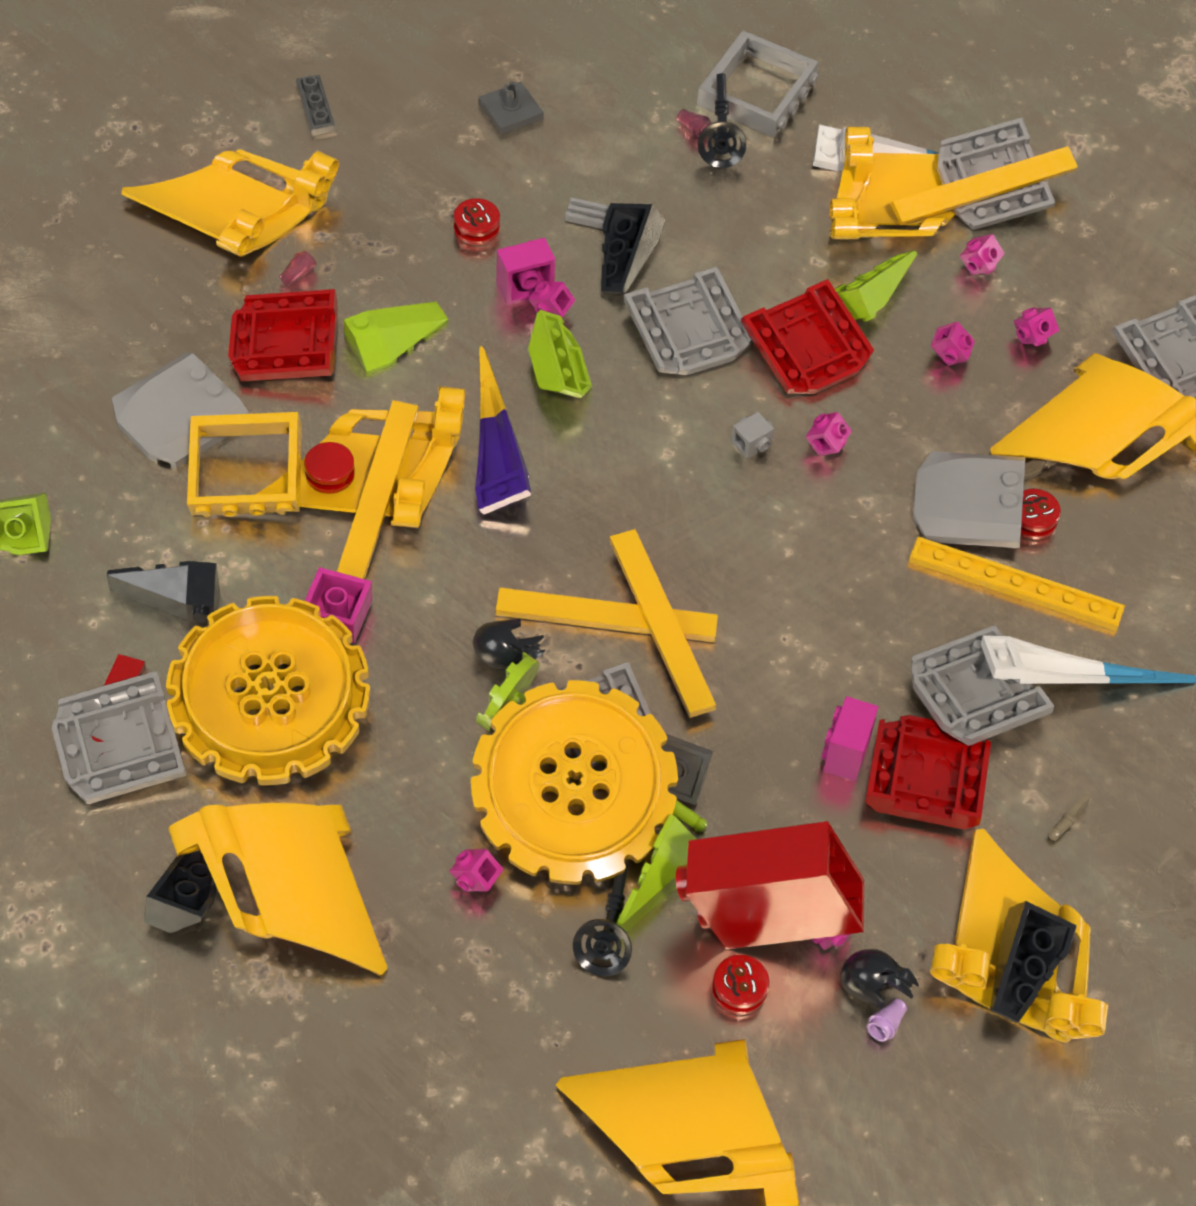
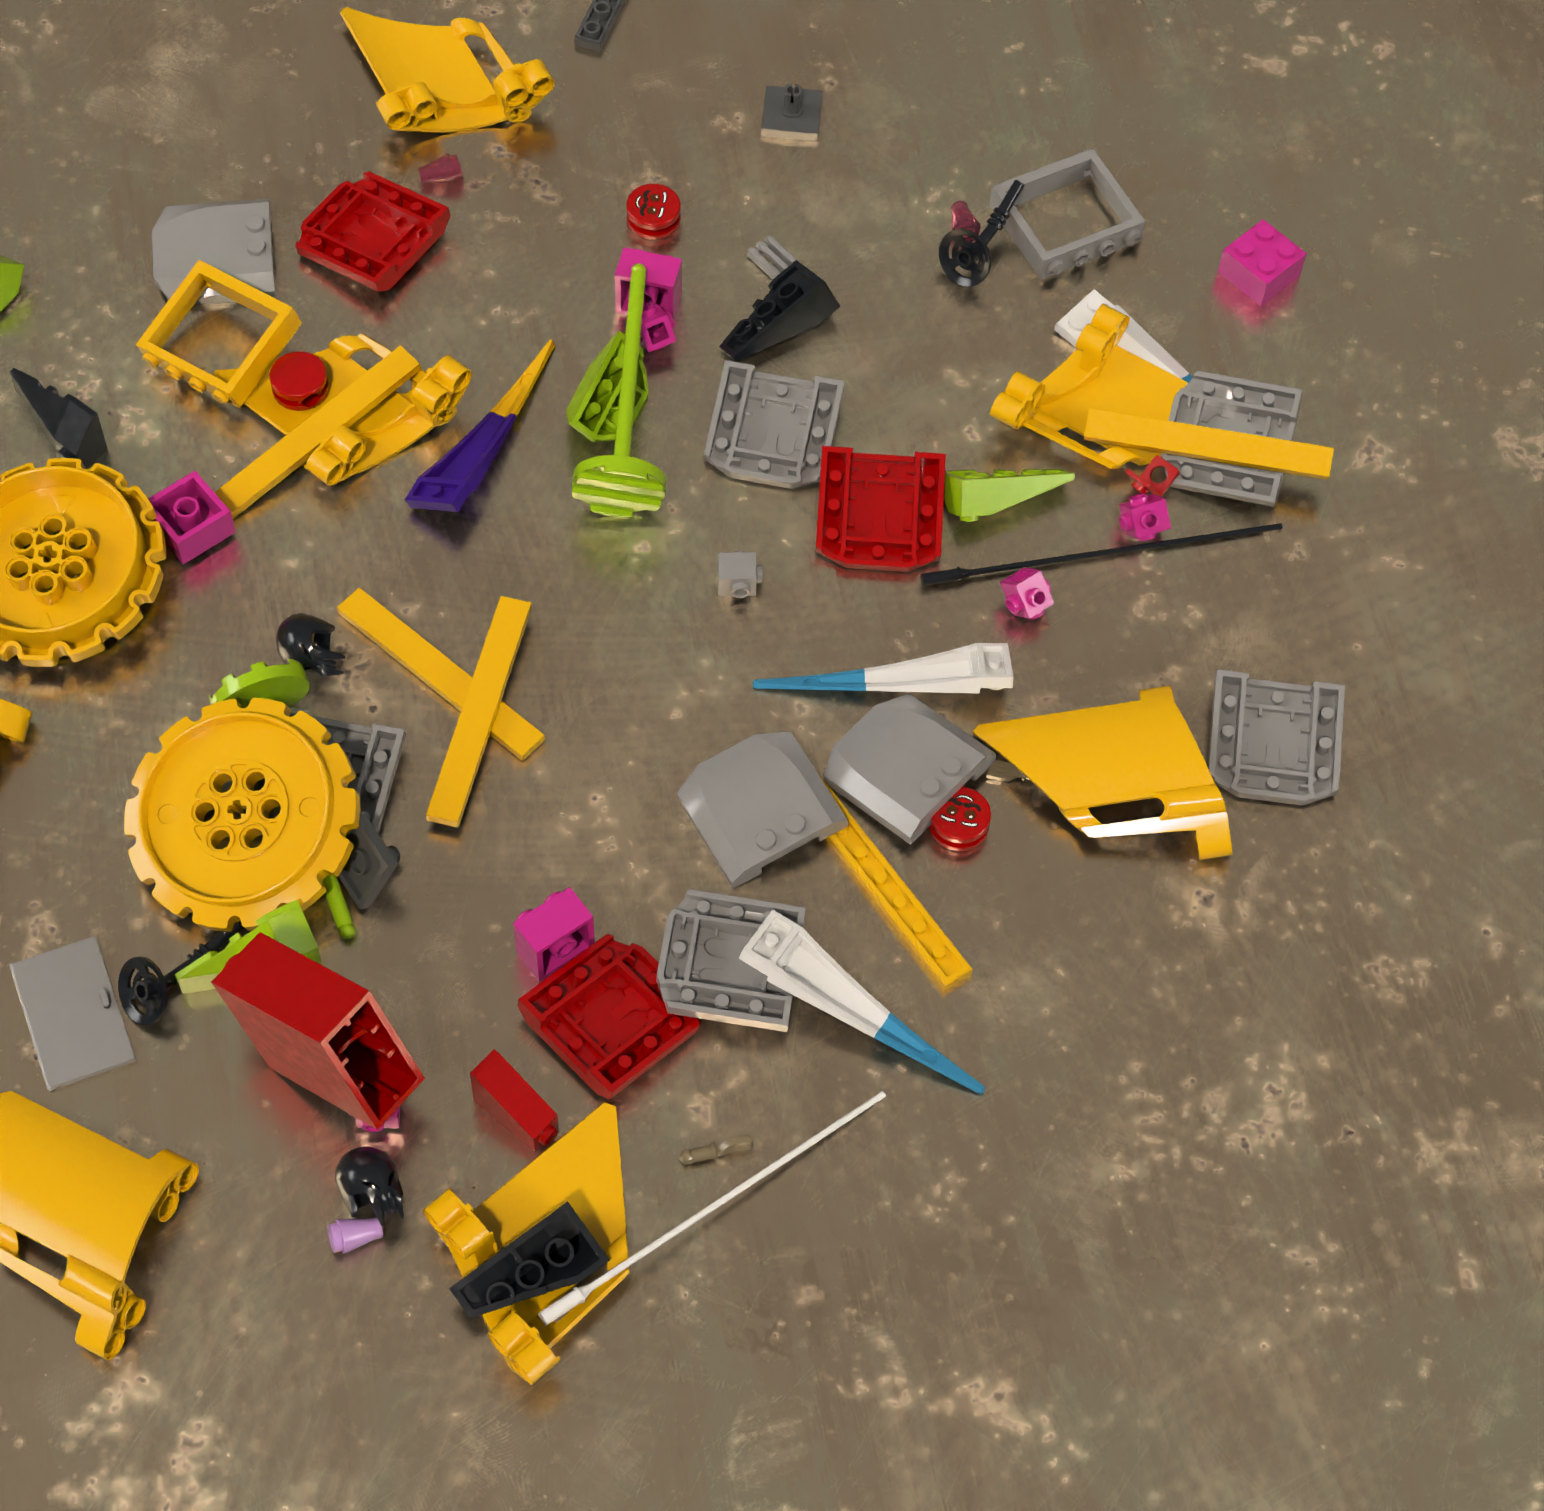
camera: 35 degrees right, 5 degrees up
(386, 333) = (468, 278): lime wedge -> none
(476, 870) = (99, 855): dark pink brick -> none
(553, 1002) = (67, 1016): none -> light grey container
(630, 410) = (617, 482): none -> lime piece
(740, 984) = (245, 1109): red head -> none
(828, 433) = (813, 614): dark pink brick -> none
(893, 357) = (959, 573): none -> black piece
(900, 578) = (758, 804): none -> light grey wedge
(910, 53) = (1261, 262): none -> dark pink brick
(920, 865) = (513, 1101): none -> red slope
(949, 419) = (950, 671): none -> white plate
(963, 235) = (1145, 484): none -> red bracket
(1036, 326) = (1135, 622): dark pink brick -> none
(1077, 960) = (579, 1294): none -> white piece

